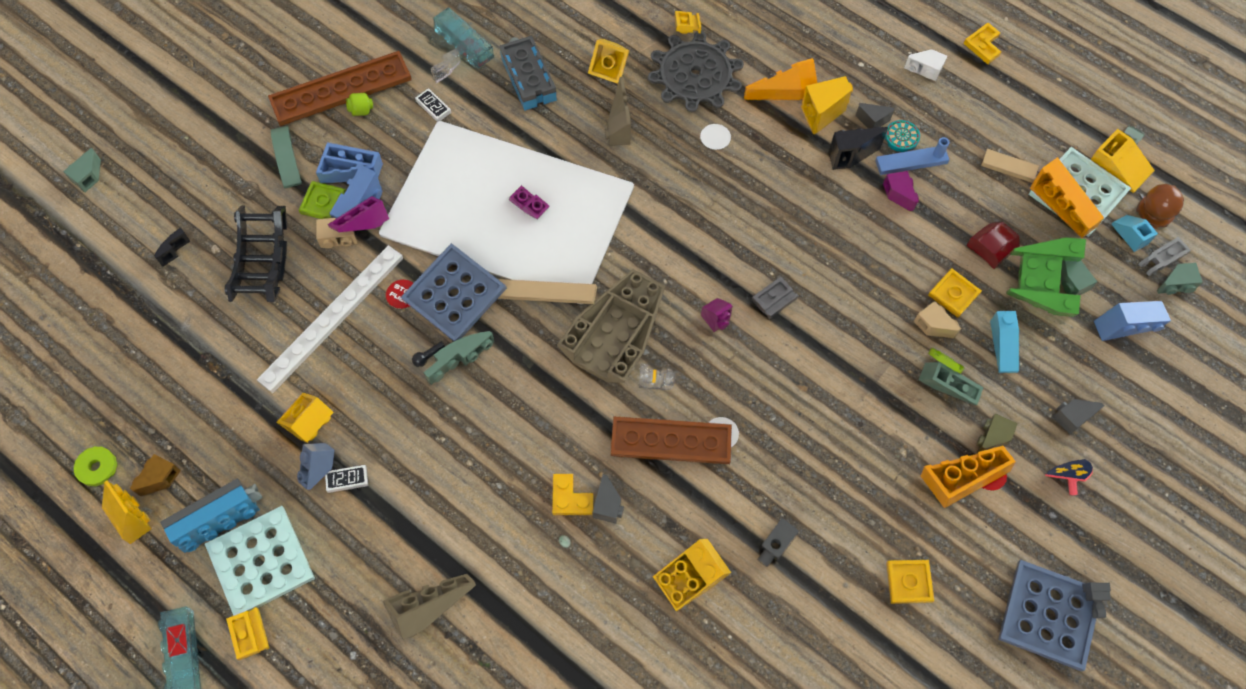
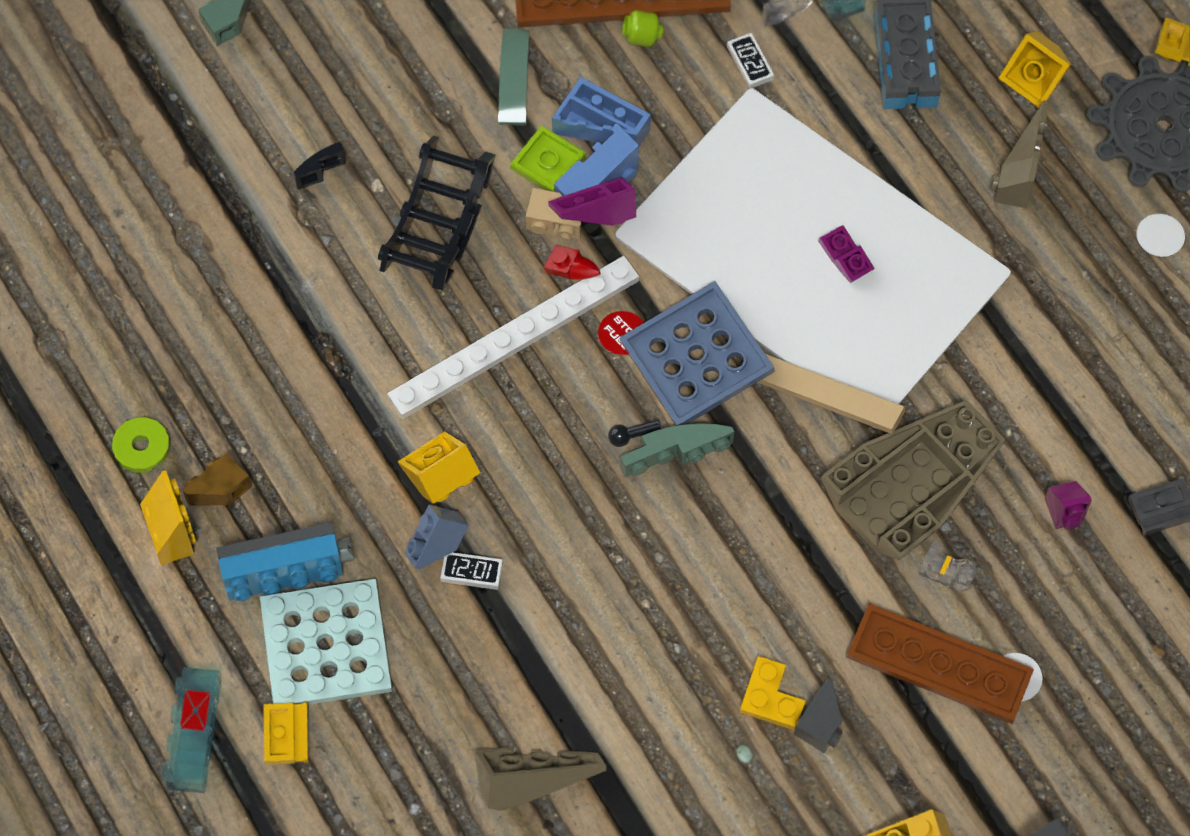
camera: 20 degrees right, 0 degrees up
(355, 261) = (570, 264): none -> red plate

